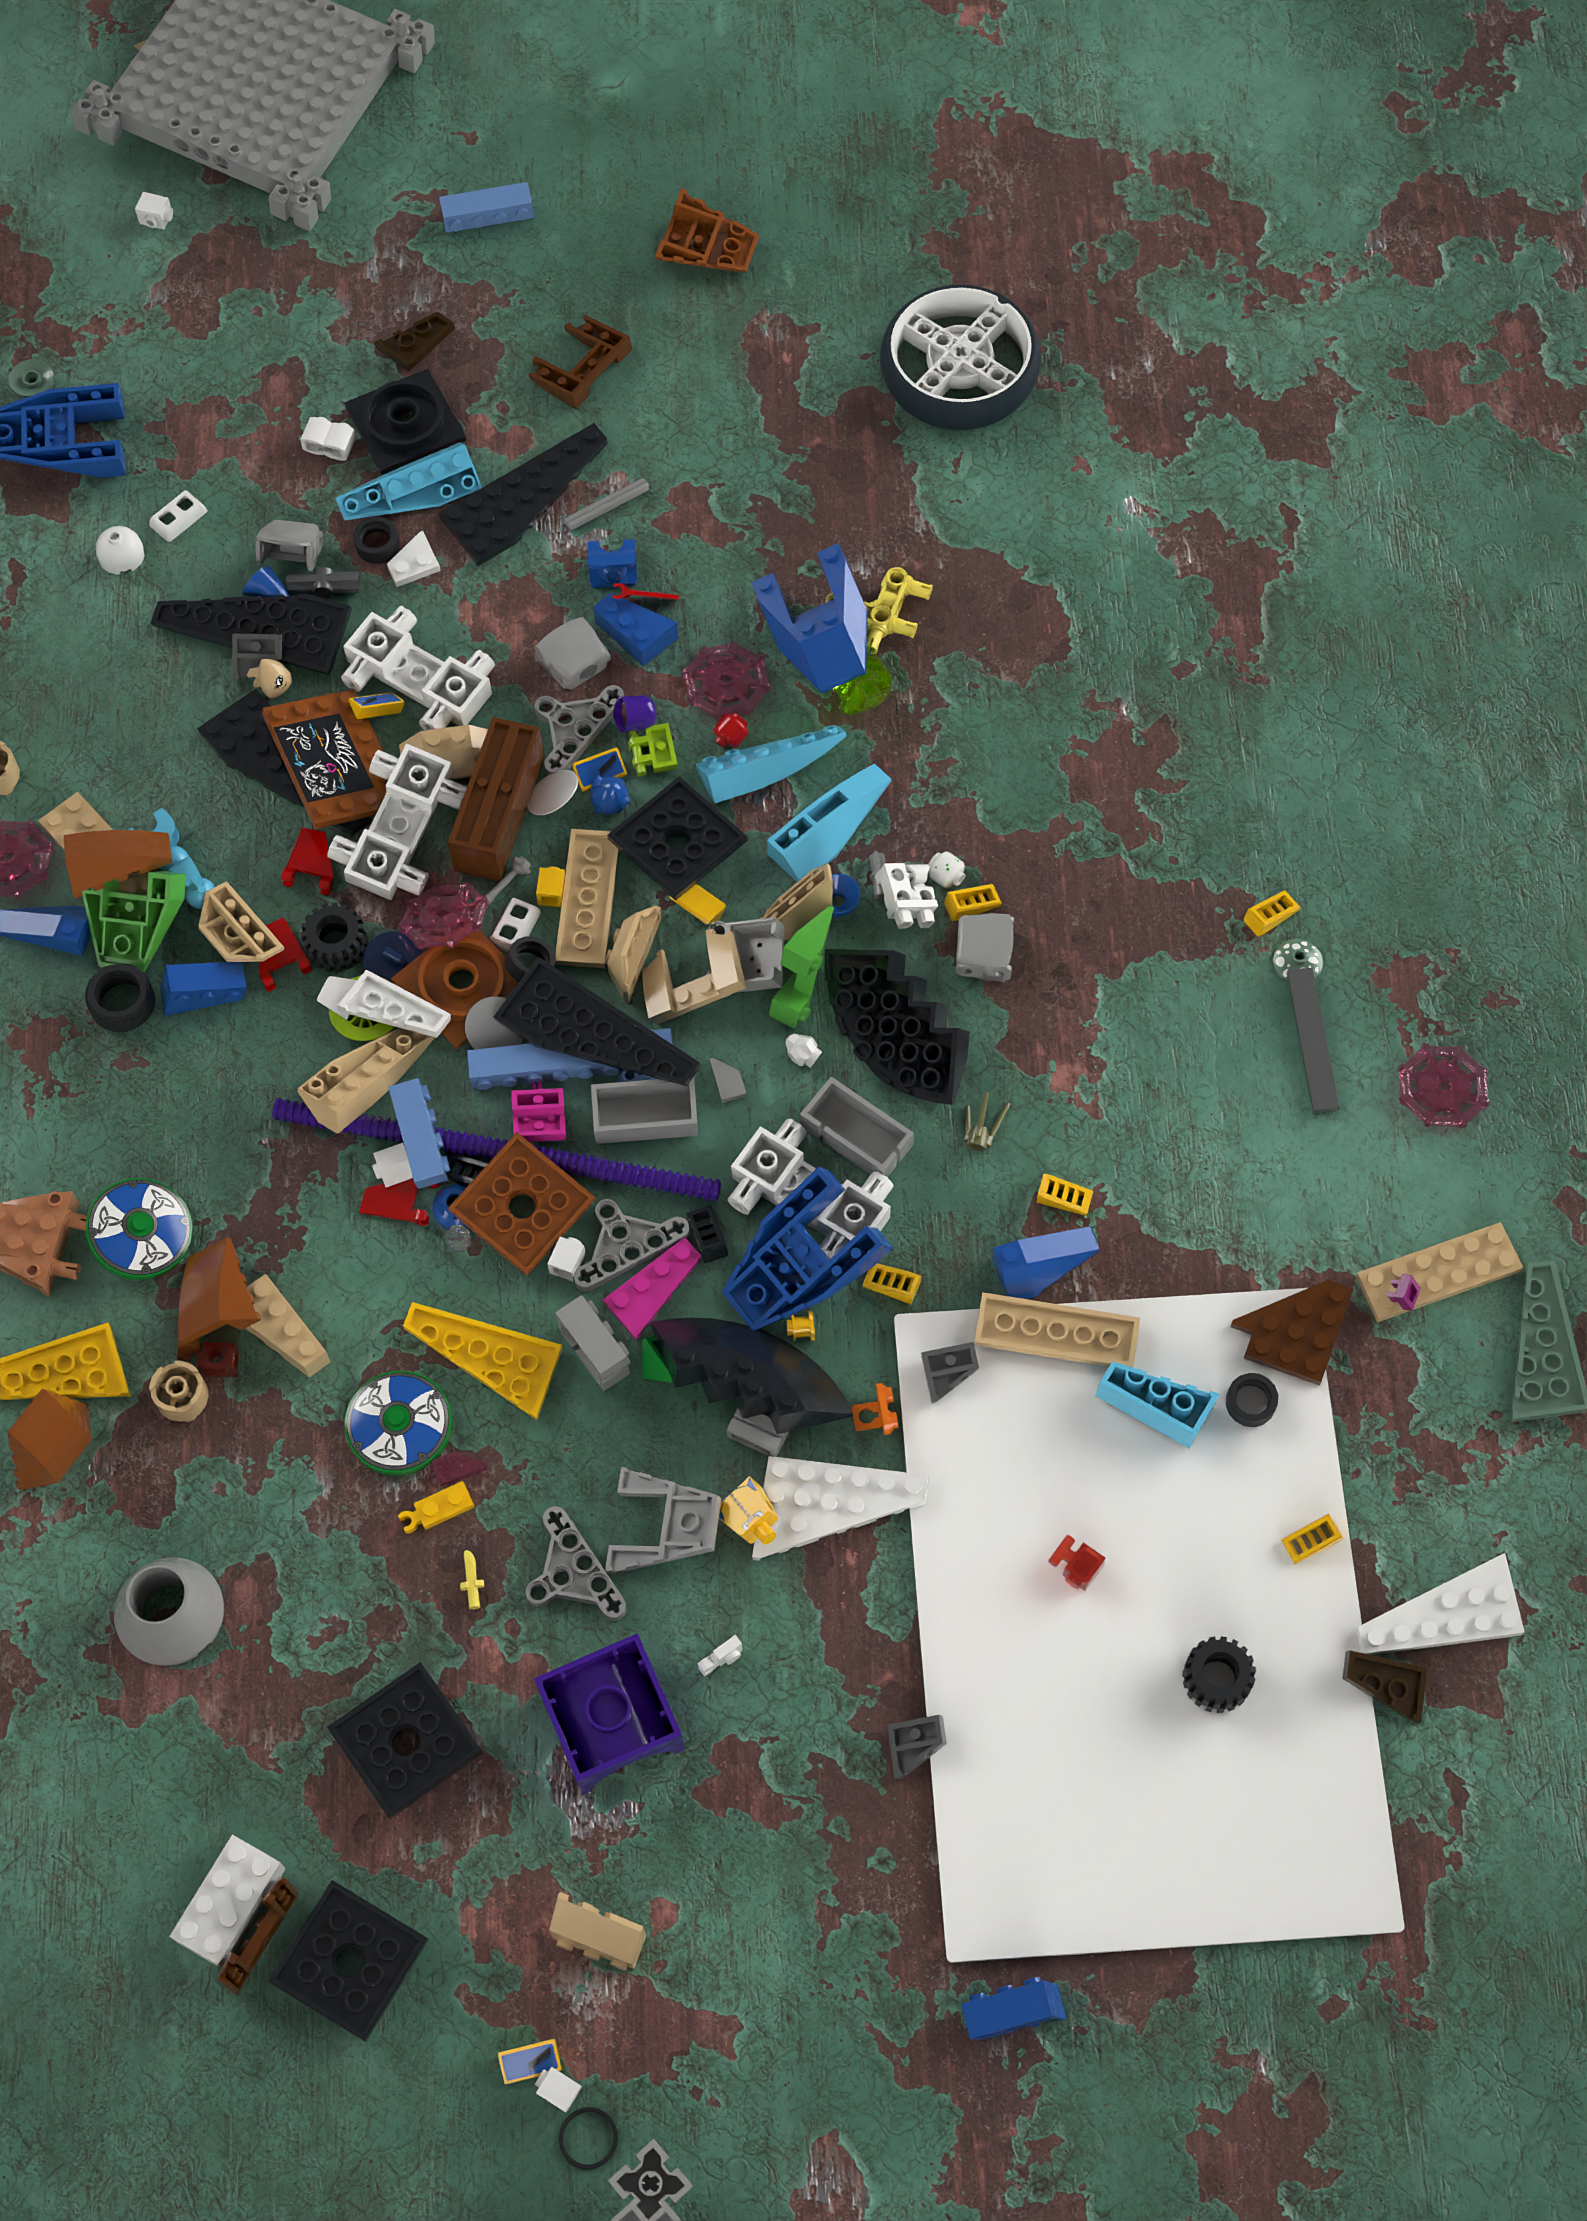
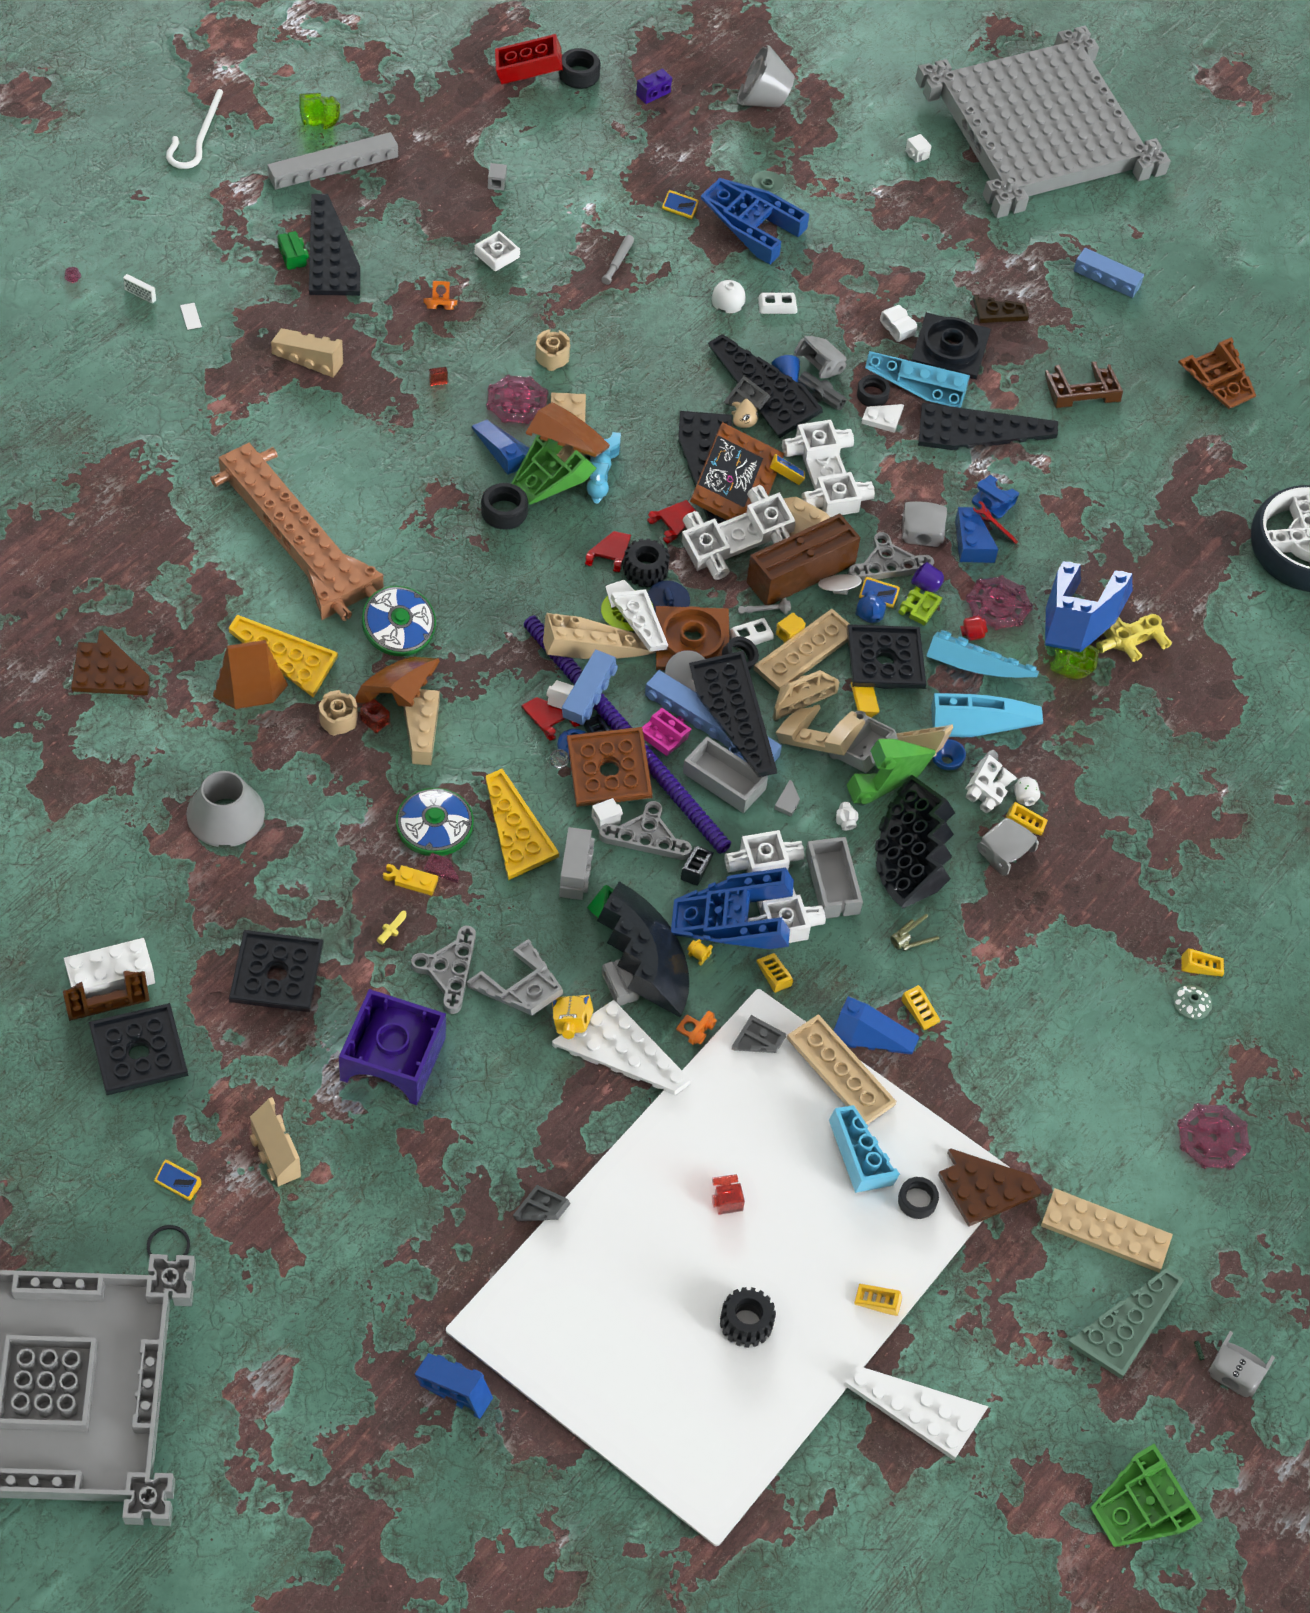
camera: 35 degrees right, 10 degrees down
(201, 985) = (552, 532): blue wedge -> none
(235, 927) = (597, 514): tan wedge -> none
(454, 909) = (716, 596): clear pink plate -> none
(557, 2088) = (176, 1204): white brick -> none
(606, 504) = (1023, 466): light grey axle -> none
(647, 1291) = (639, 866): dark pink wing -> none
(725, 1653) = (485, 1074): white plate -> none
(1312, 1040) = (1156, 1048): dark grey tile -> none
(1388, 1681) = (844, 1409): dark brown wing -> none
(1406, 1292) = (1071, 1218): magenta tile -> none

